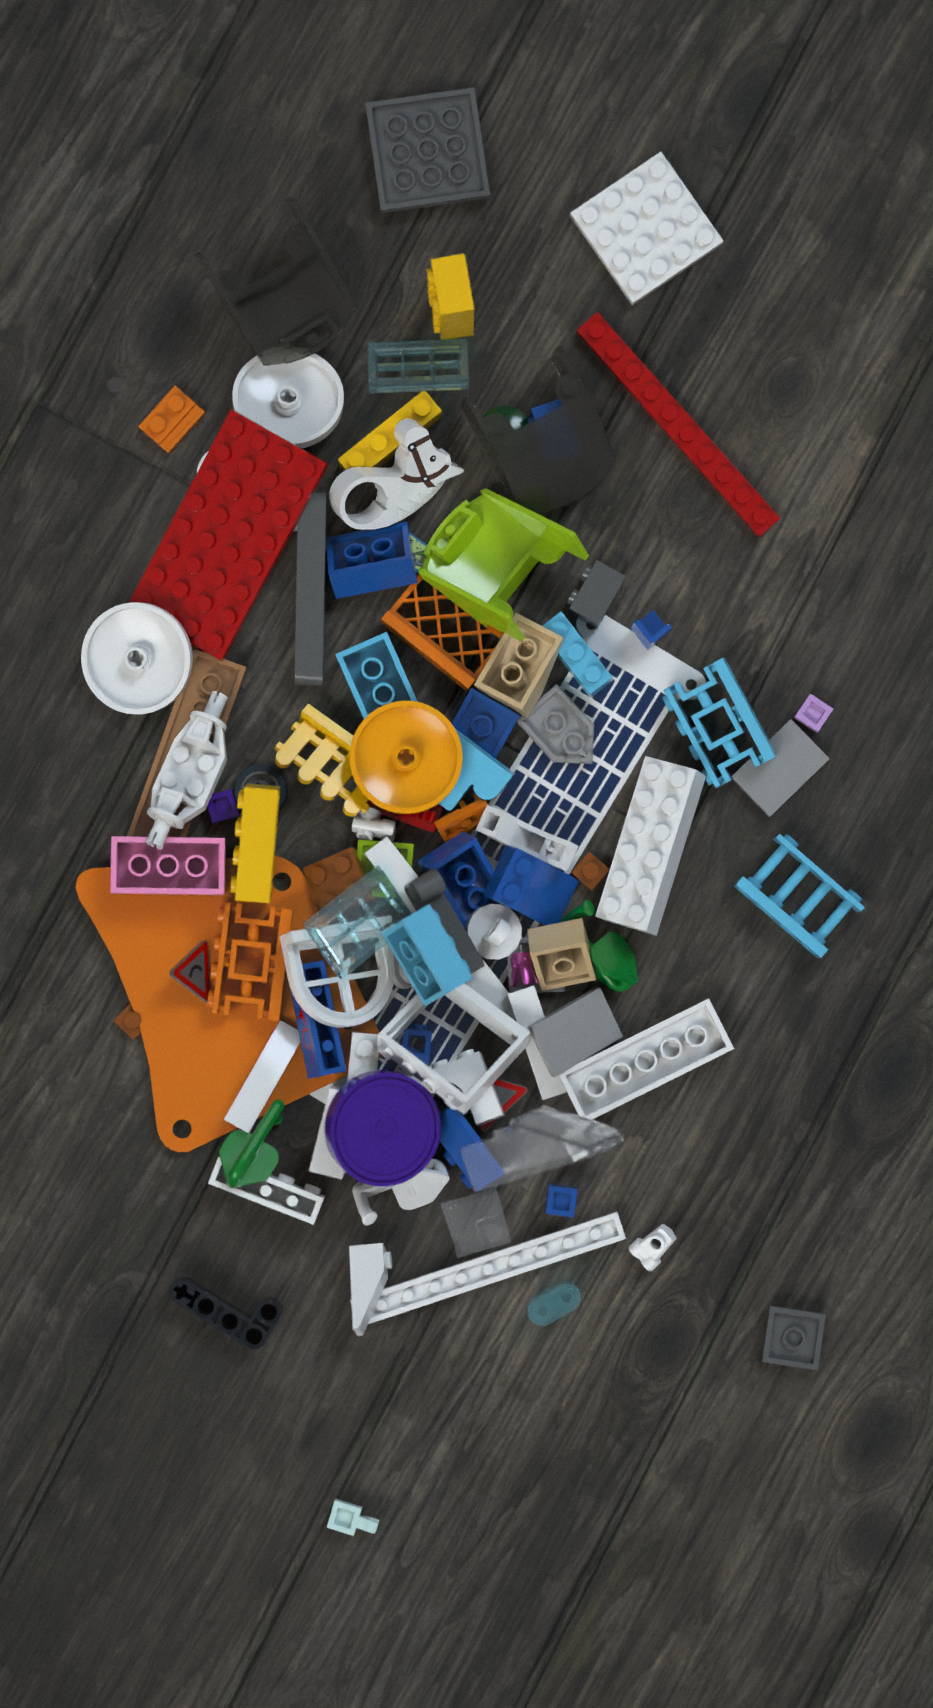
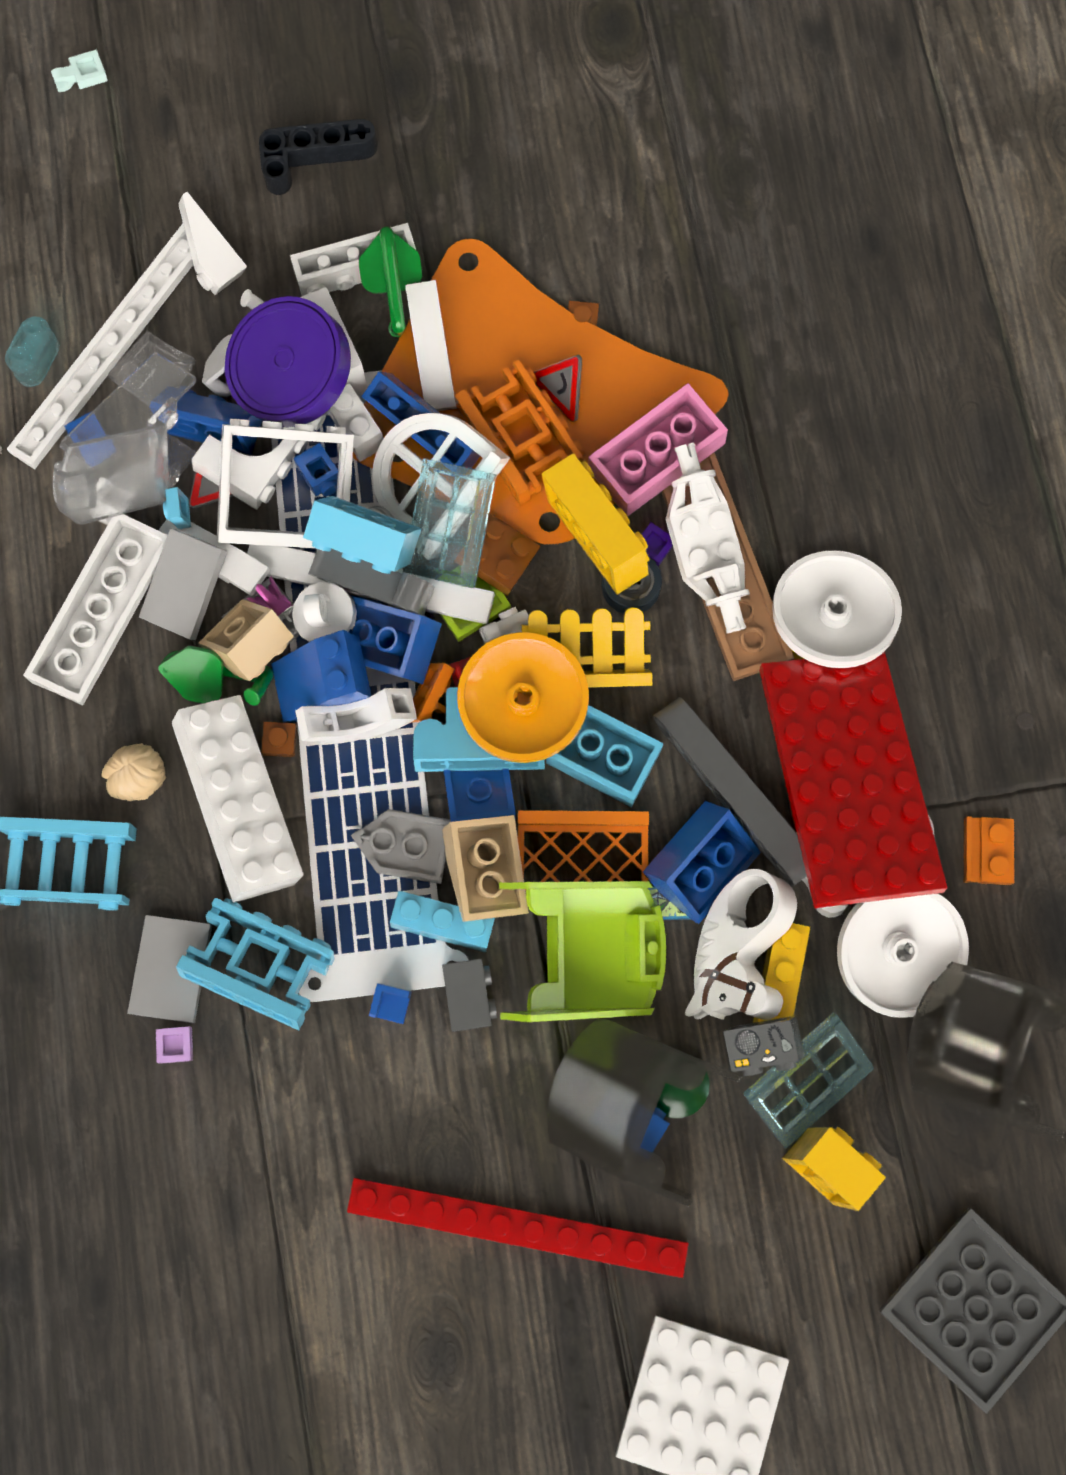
camera: 145 degrees right, 10 degrees down
(432, 405) = (764, 1045): none -> dark grey brick
(539, 1090) = (177, 508): none -> medium azure plate
(707, 922) = (134, 772): none -> tan hair

